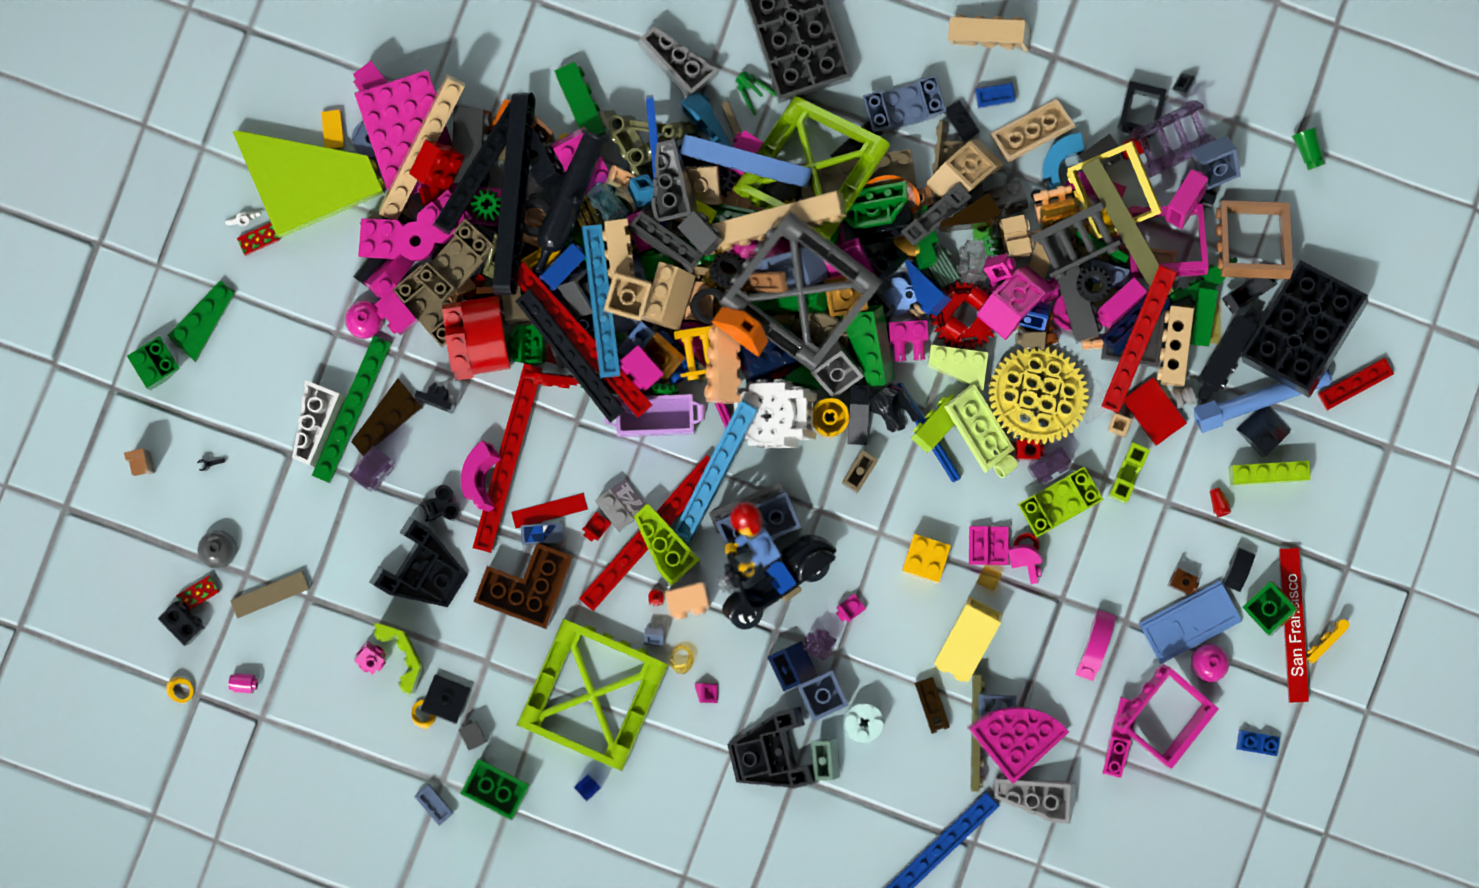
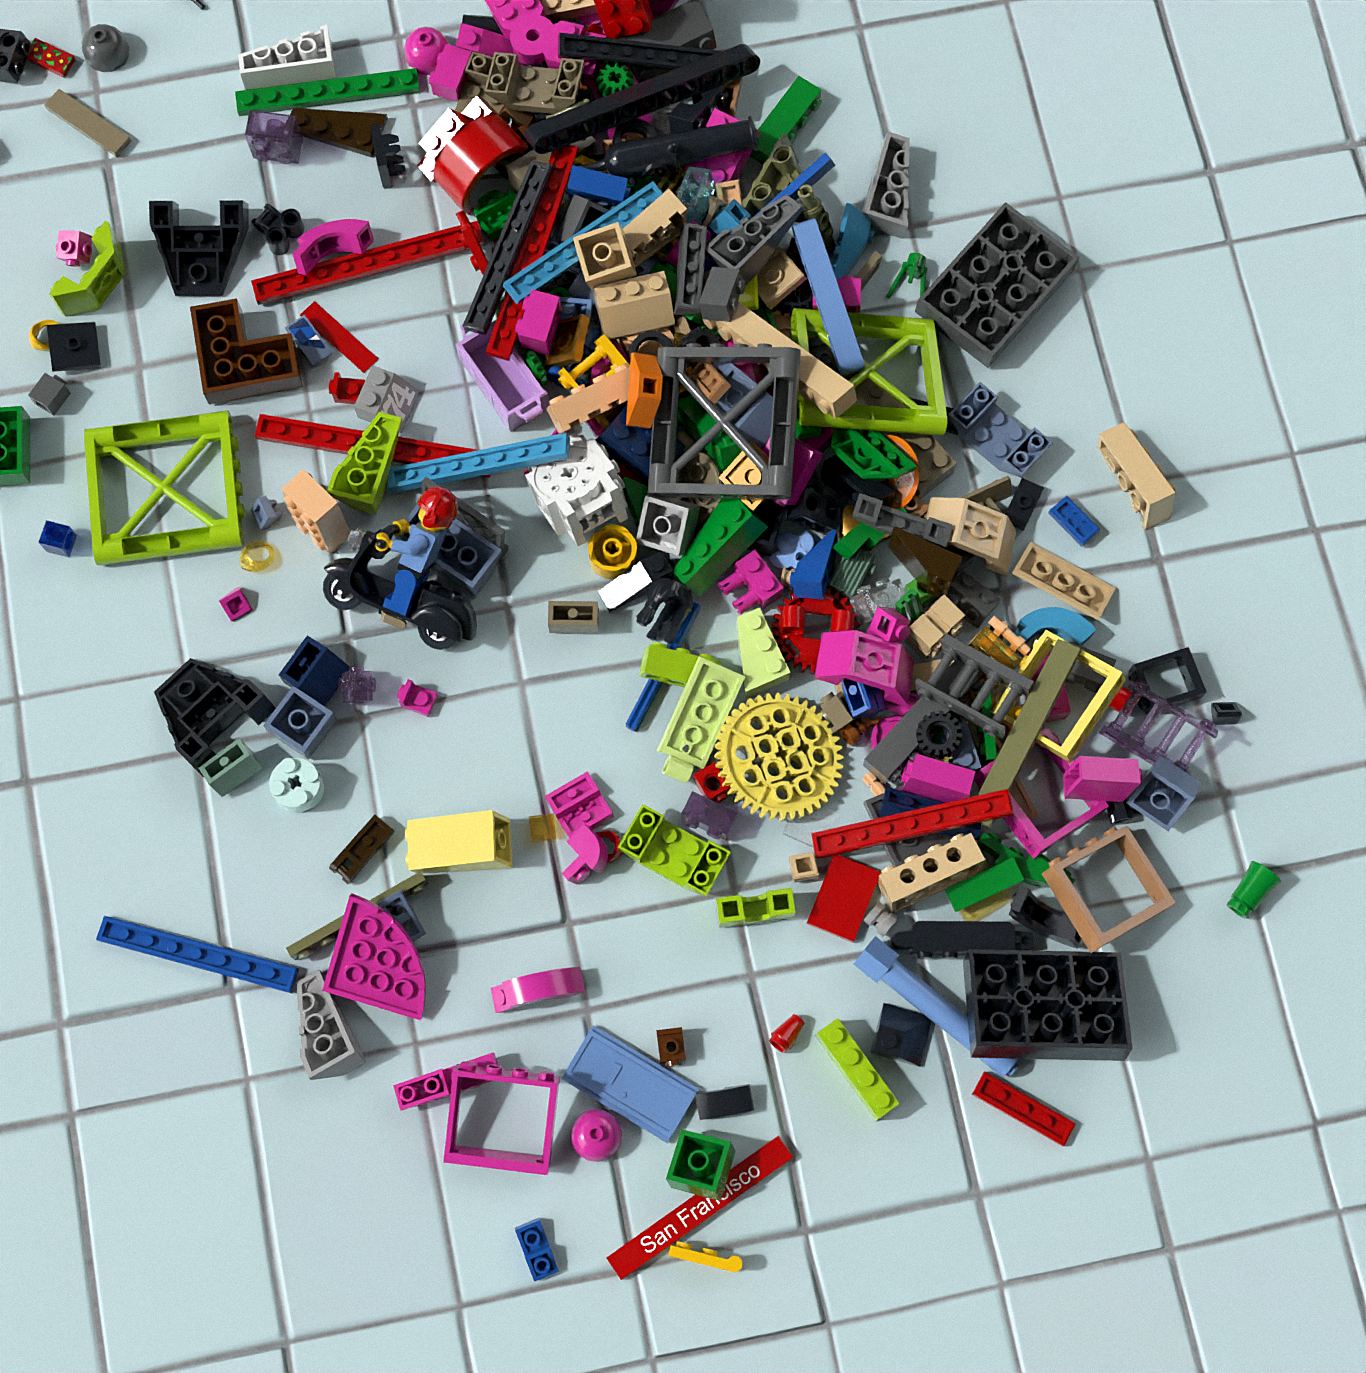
camera: 60 degrees right, 10 degrees down
(926, 558) = (521, 744): yellow brick -> none

